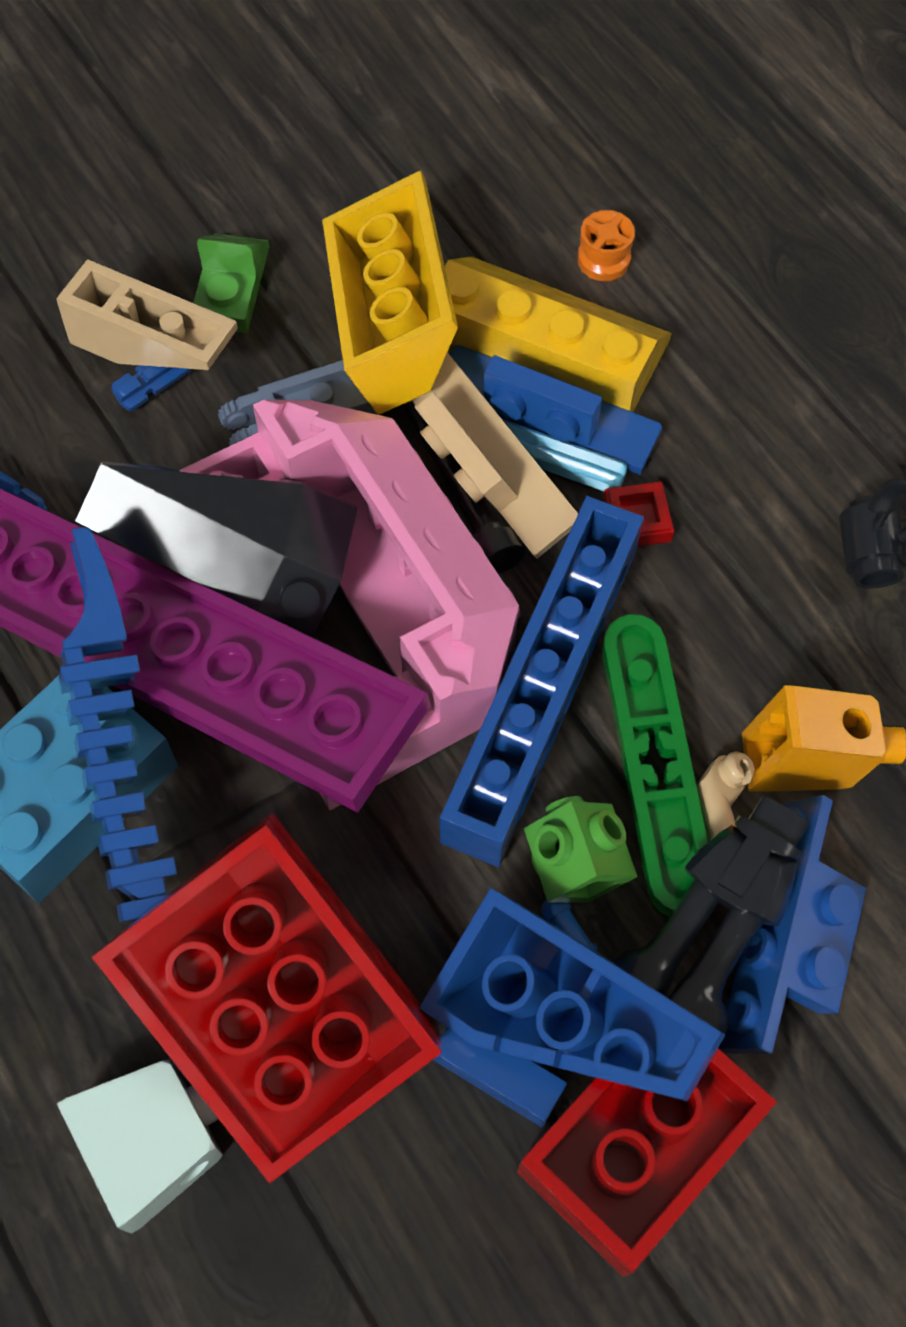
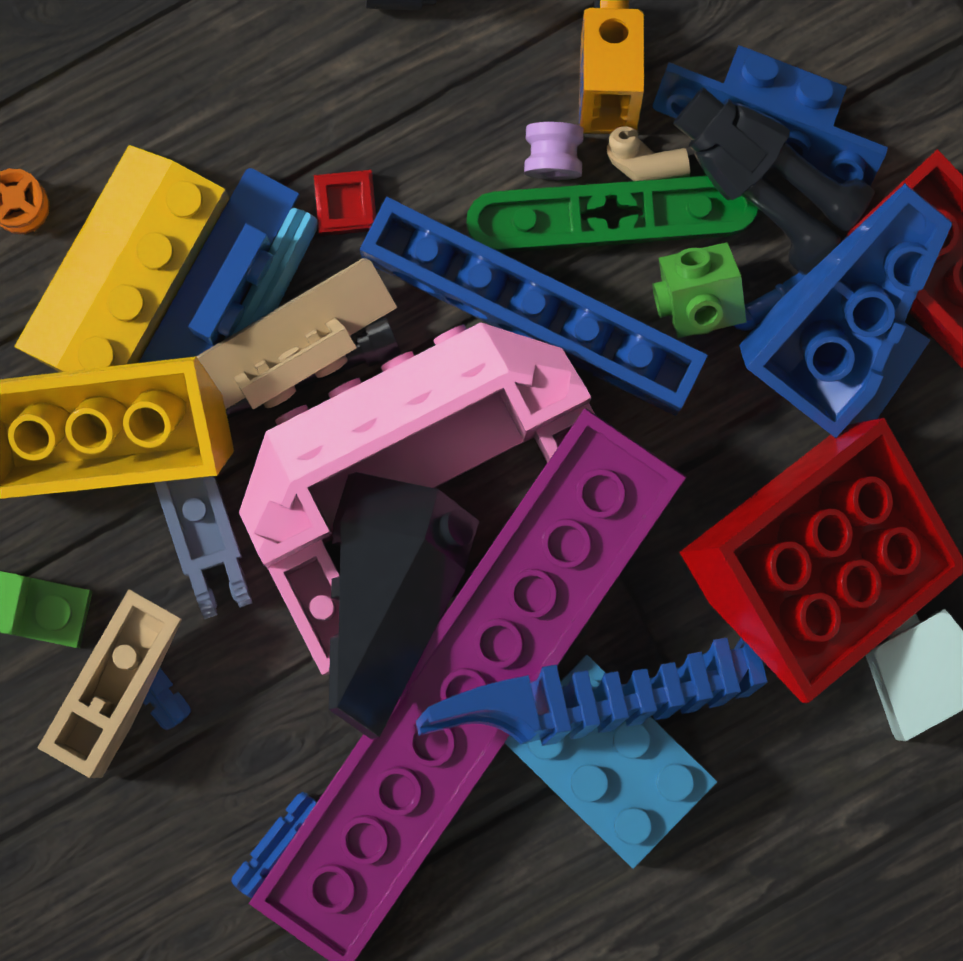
camera: 90 degrees left, 20 degrees up
(717, 697) = (553, 150): none -> lavender wheel

